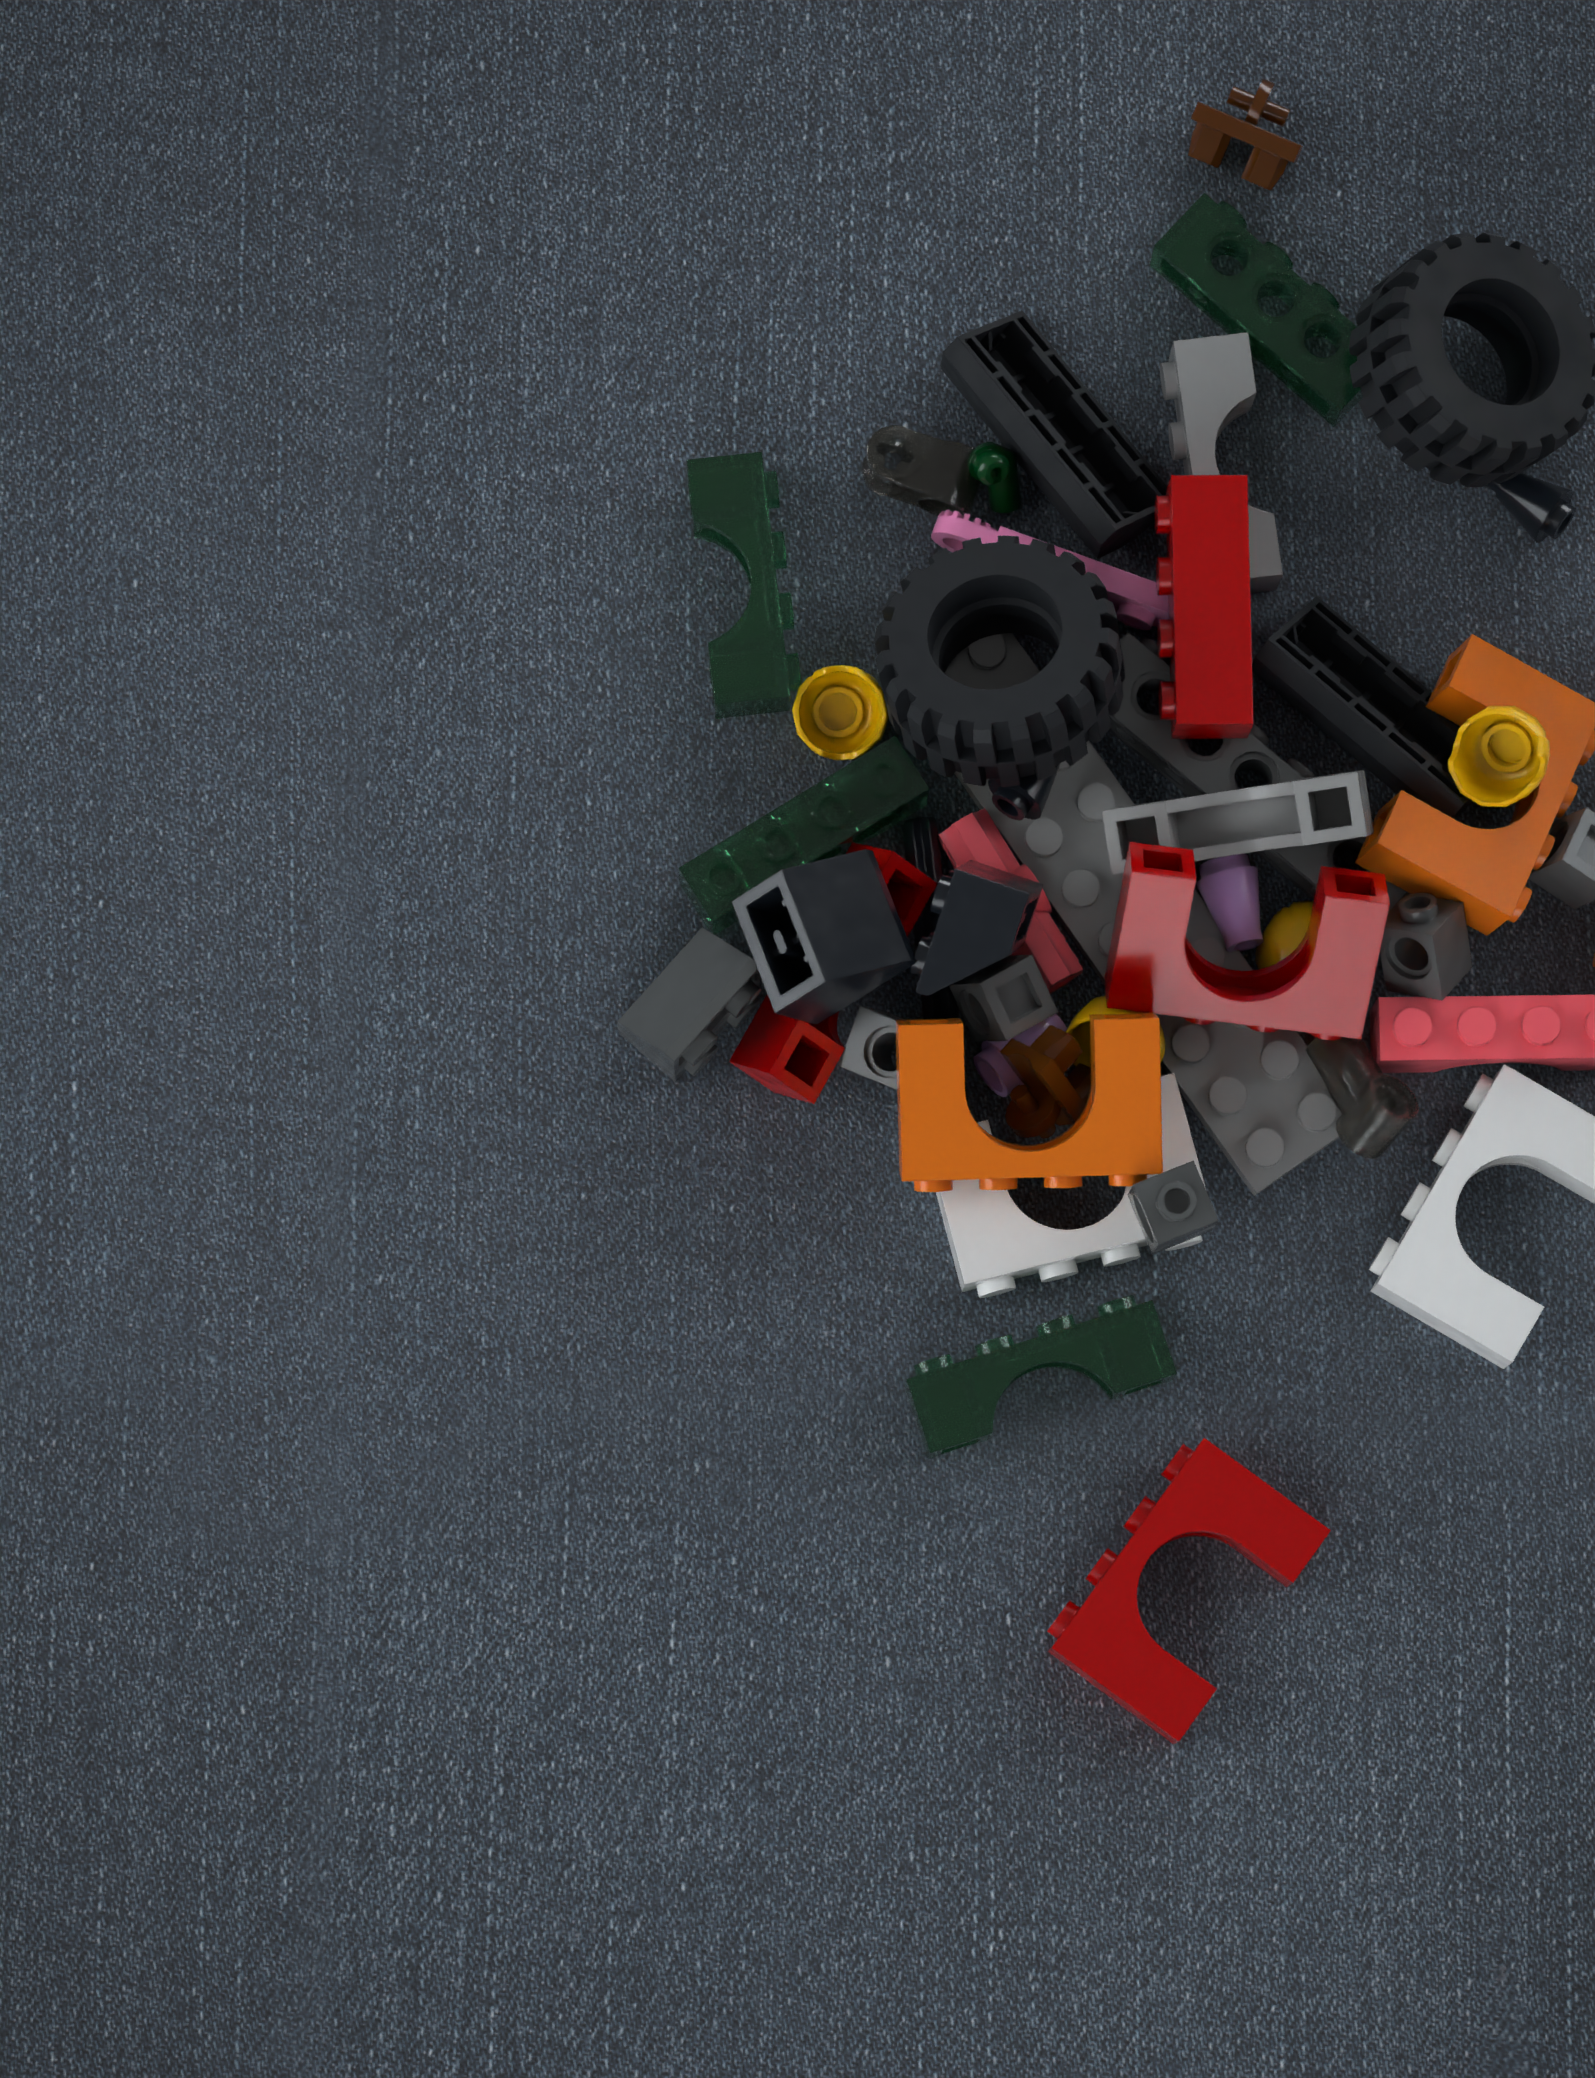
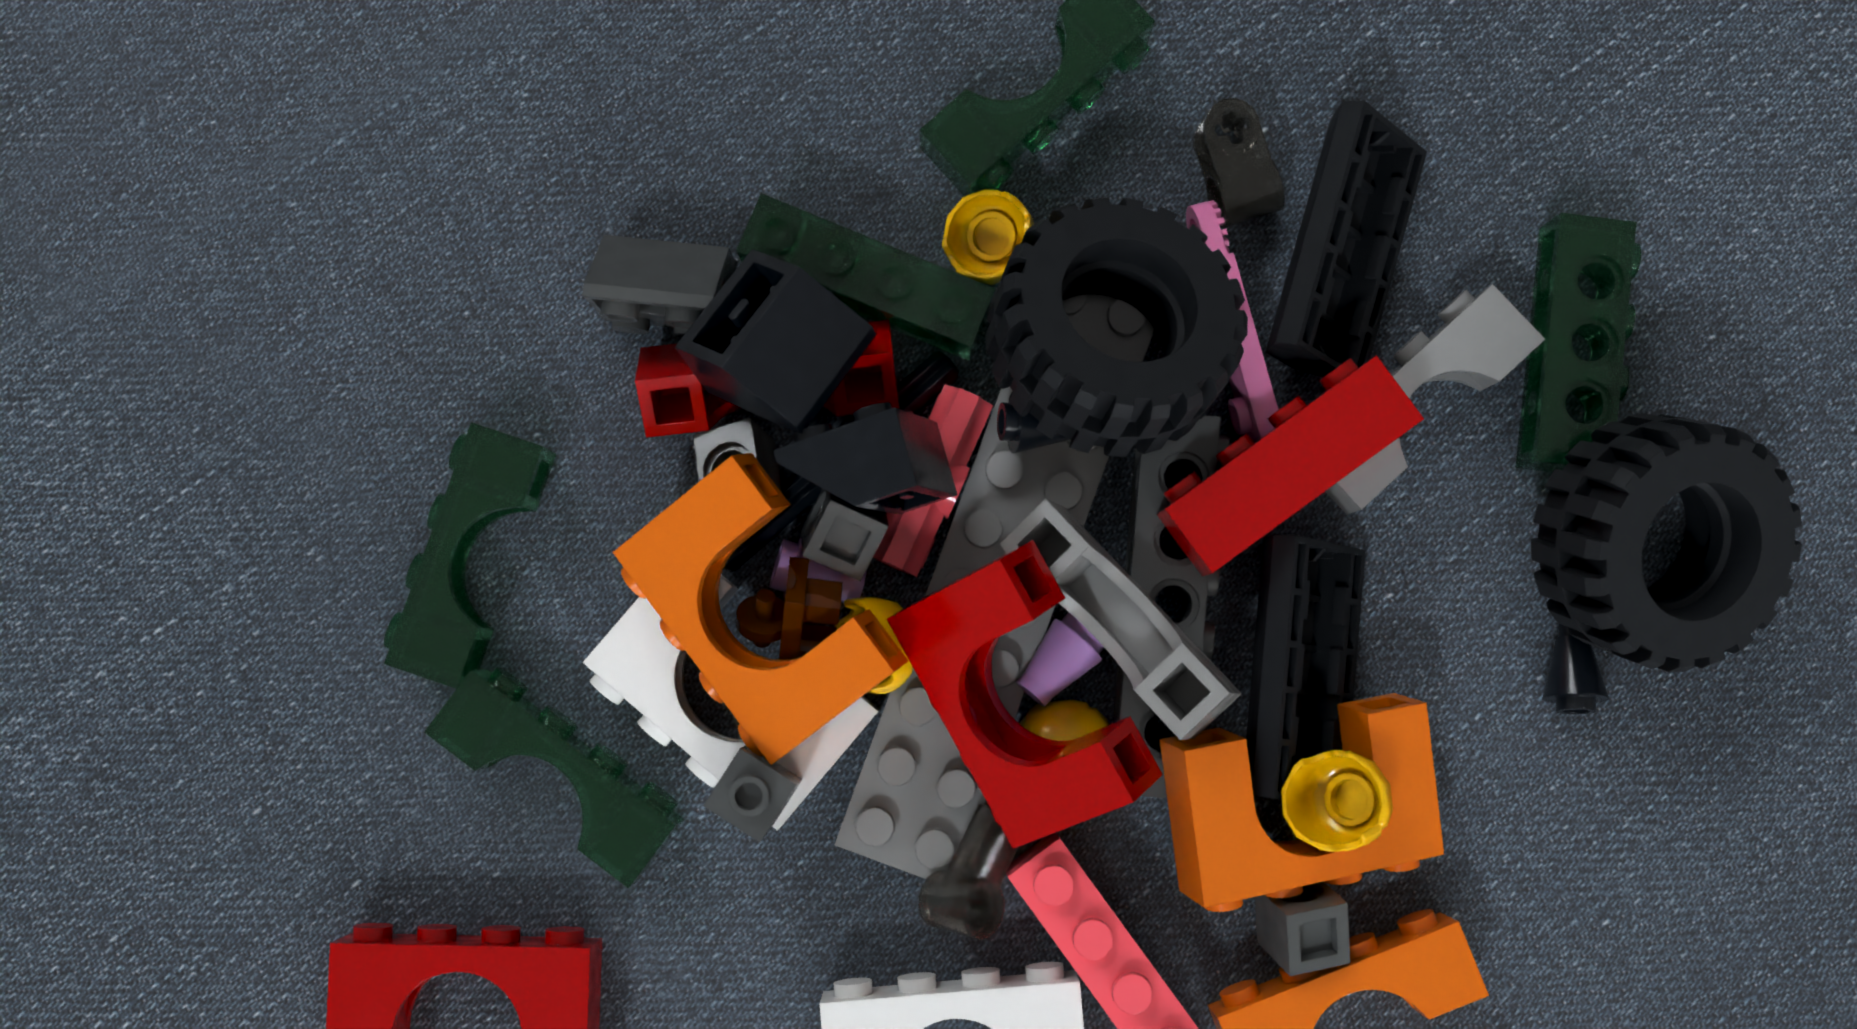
camera: 60 degrees right, 5 degrees up
(851, 1391) = (439, 628): none -> clear green arch
(998, 470) = (1281, 218): dark green arm -> none
(1217, 128) = (1699, 199): reddish brown hips -> none
(1425, 946) = (1131, 848): dark grey brick -> none

